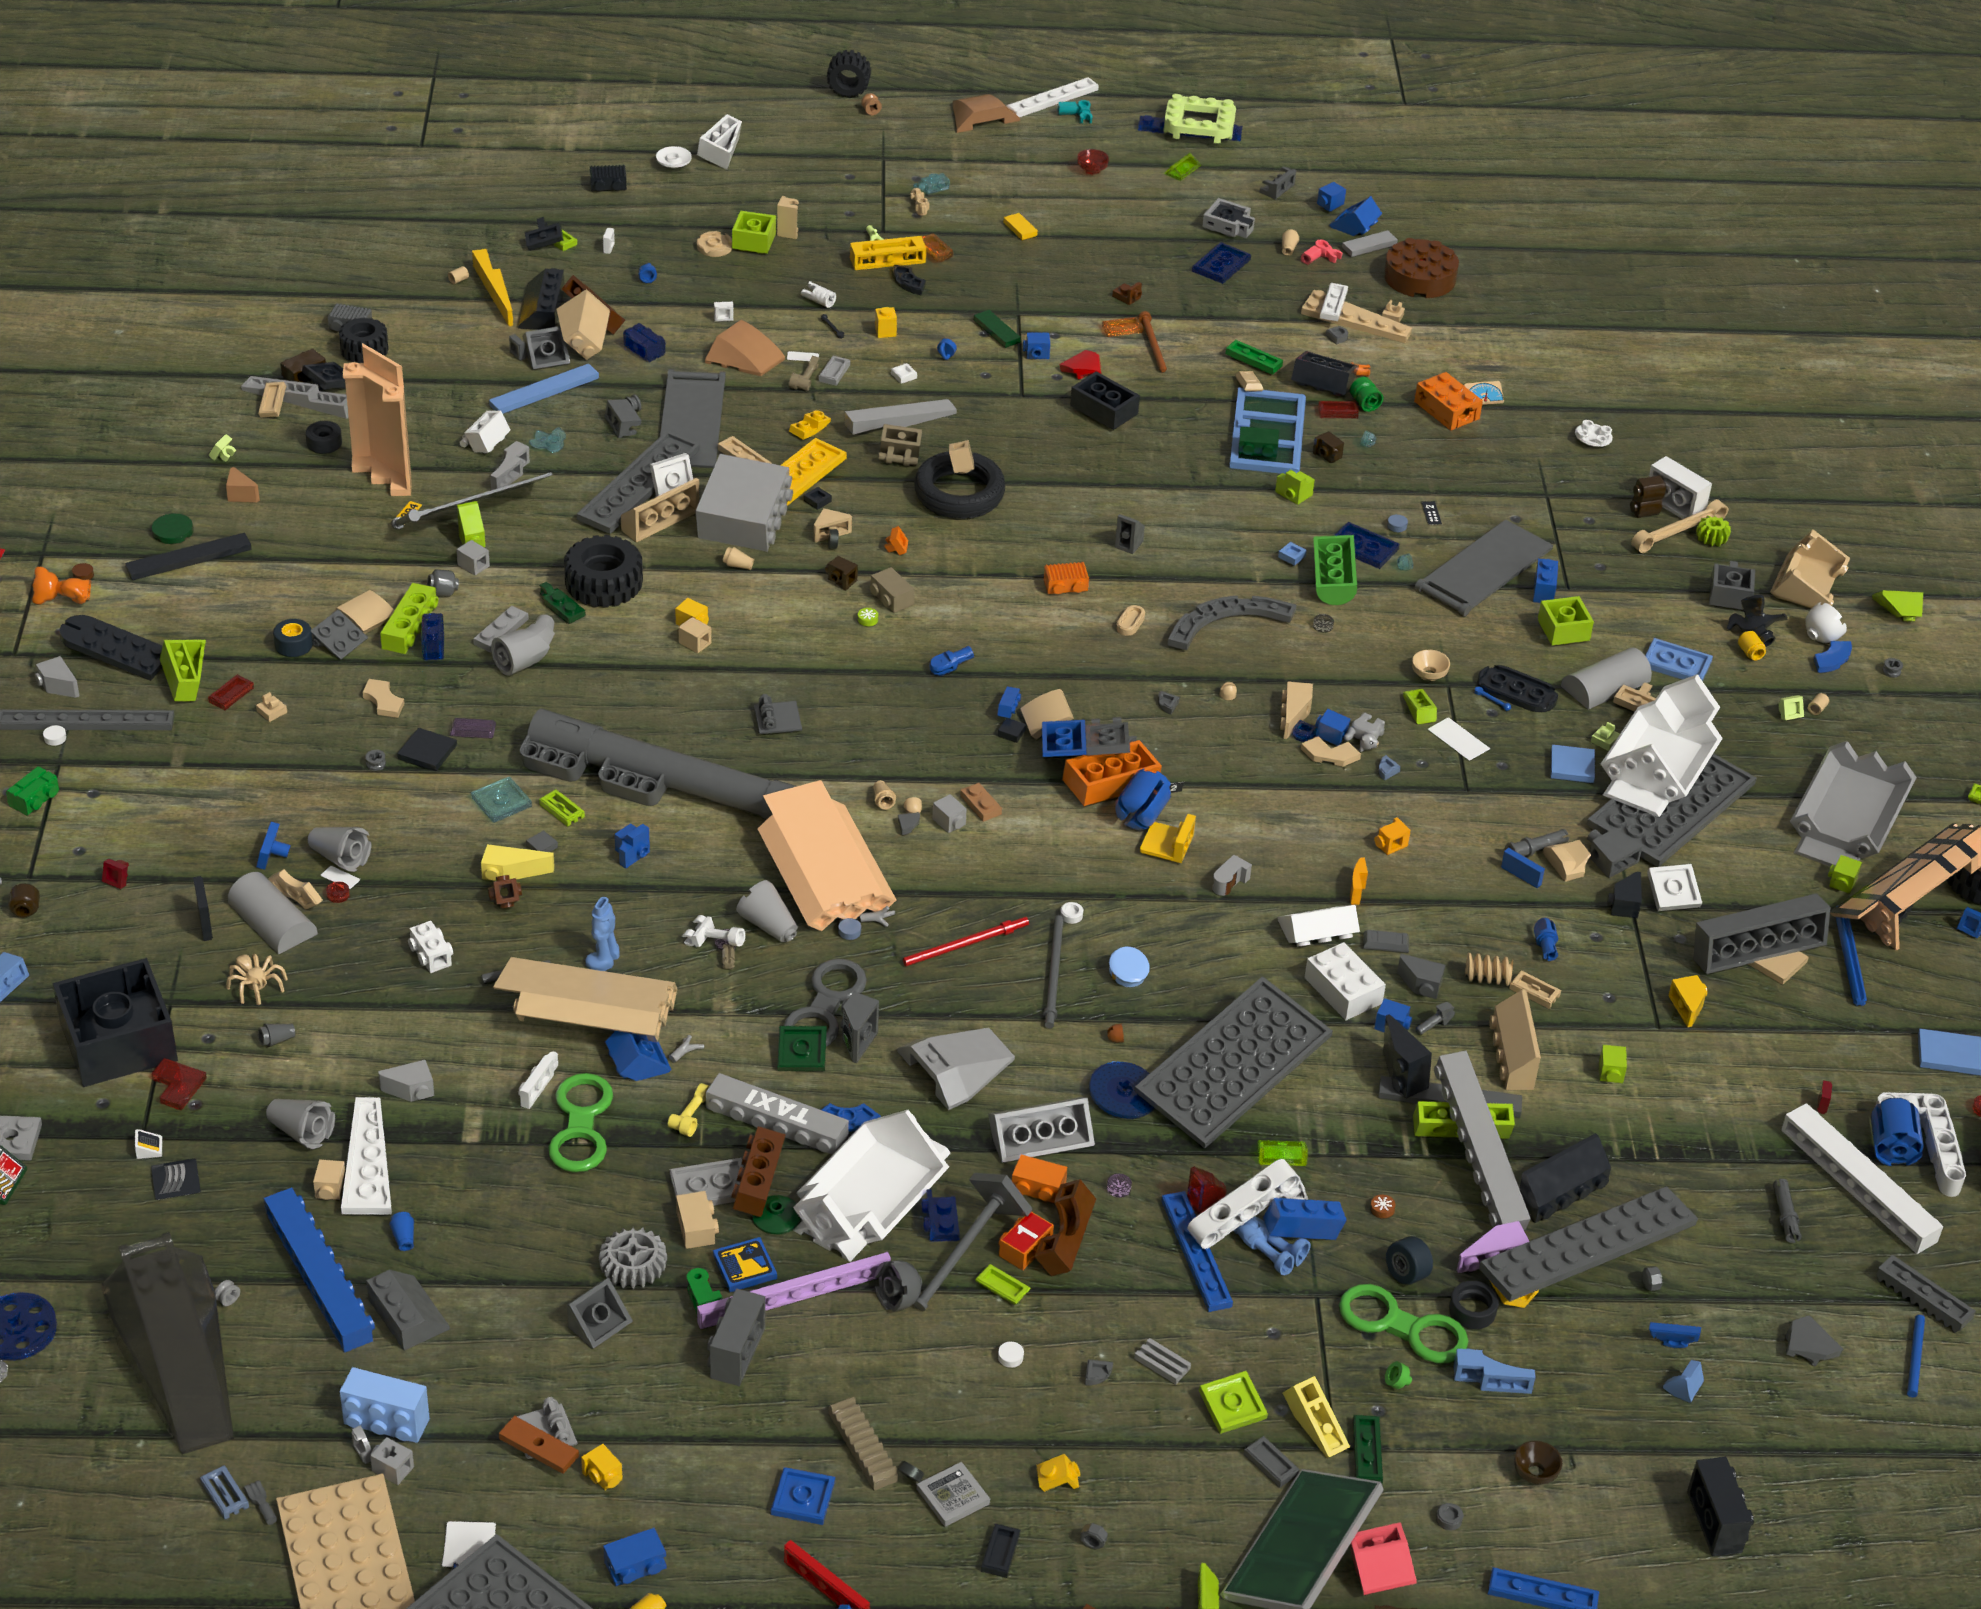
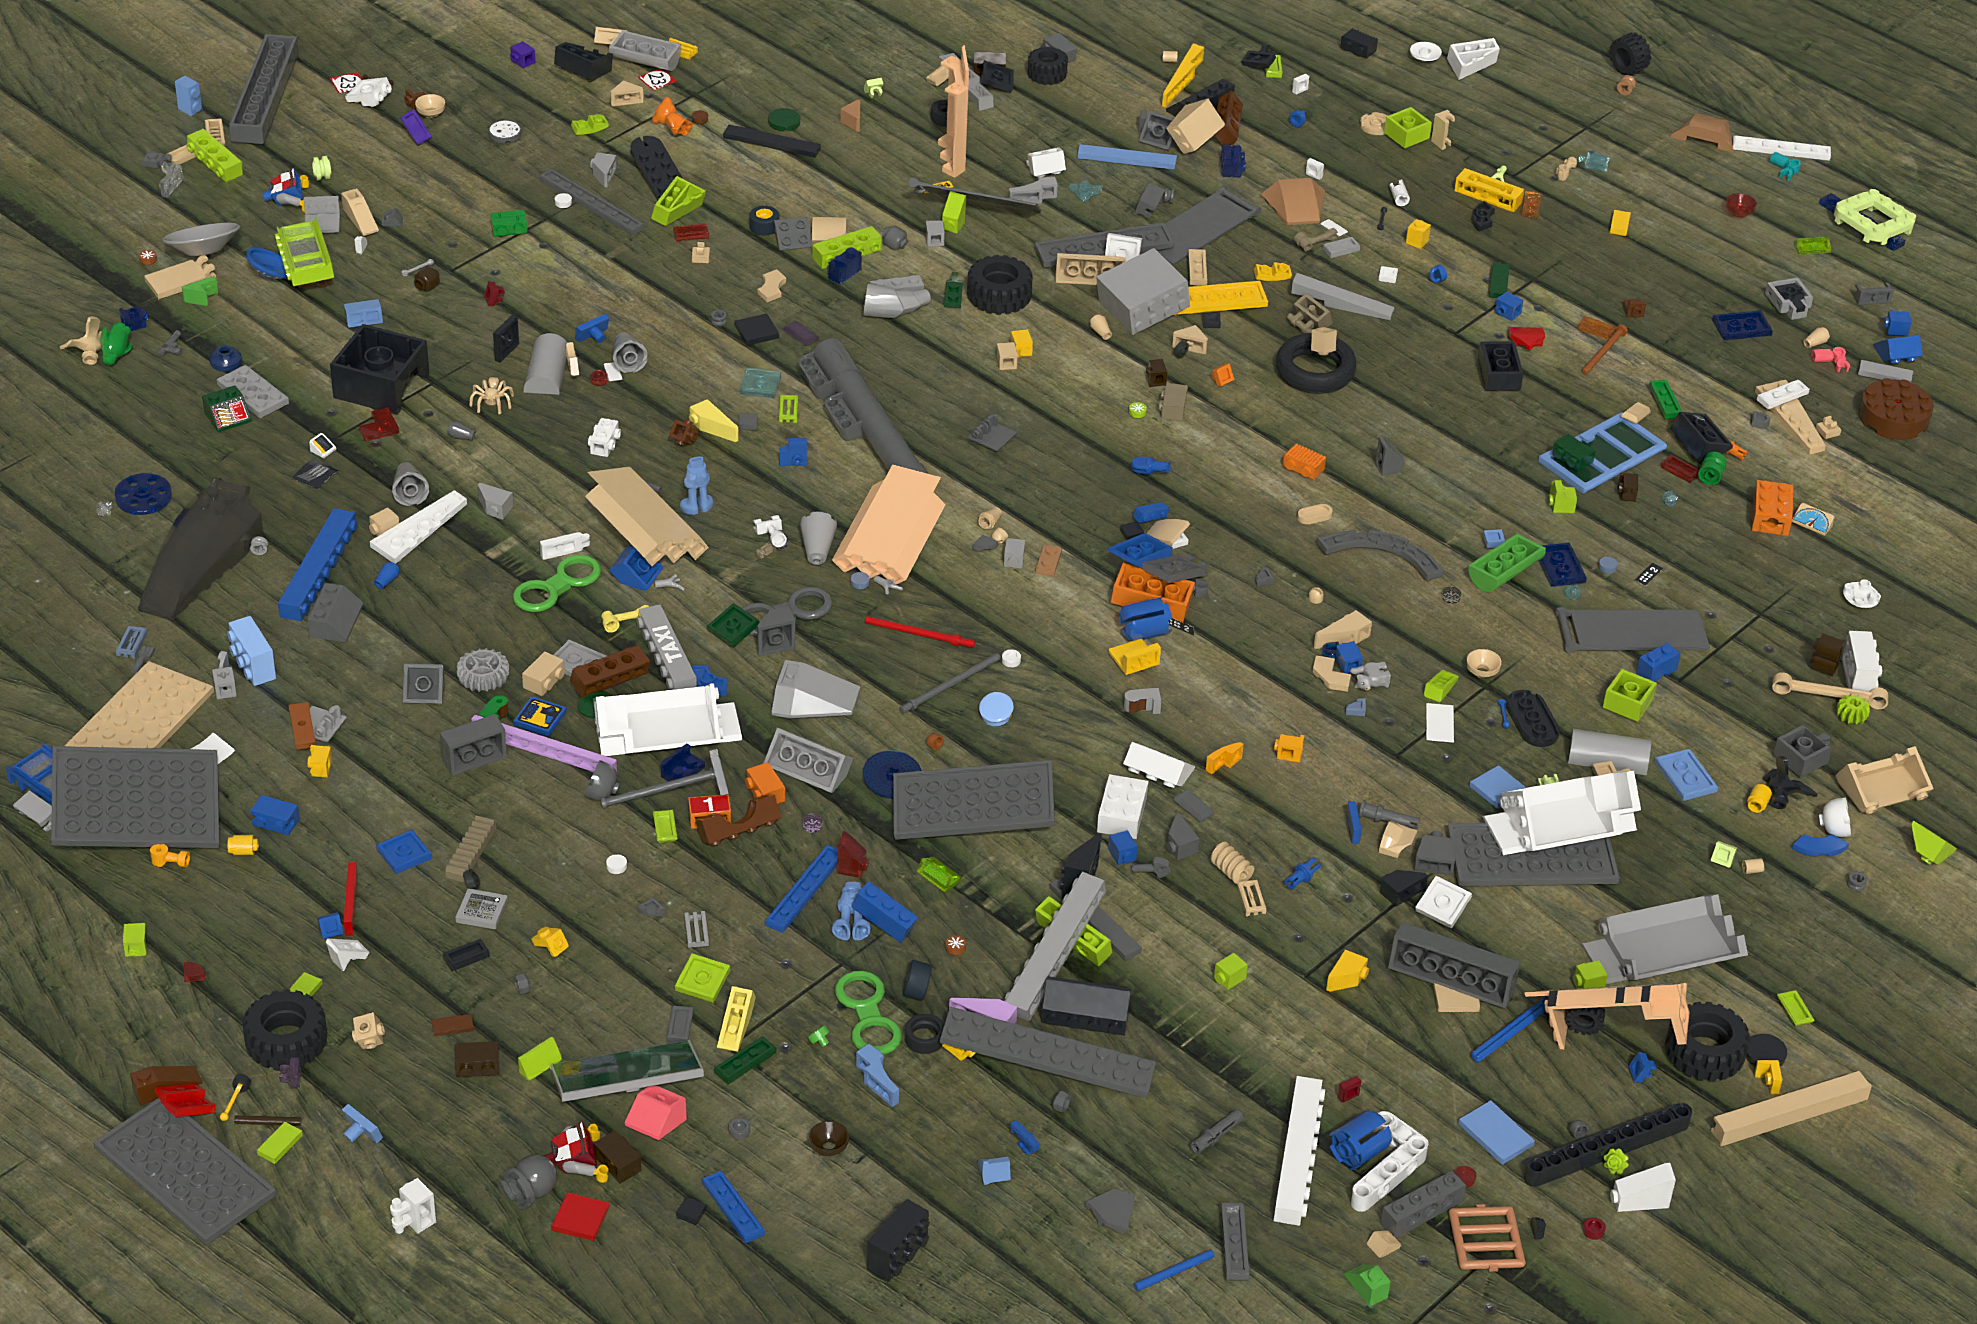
camera: 45 degrees right, 0 degrees up
(1246, 1203) = (857, 873): white beam -> none
(1516, 1042) = (1179, 915): tan slope -> none

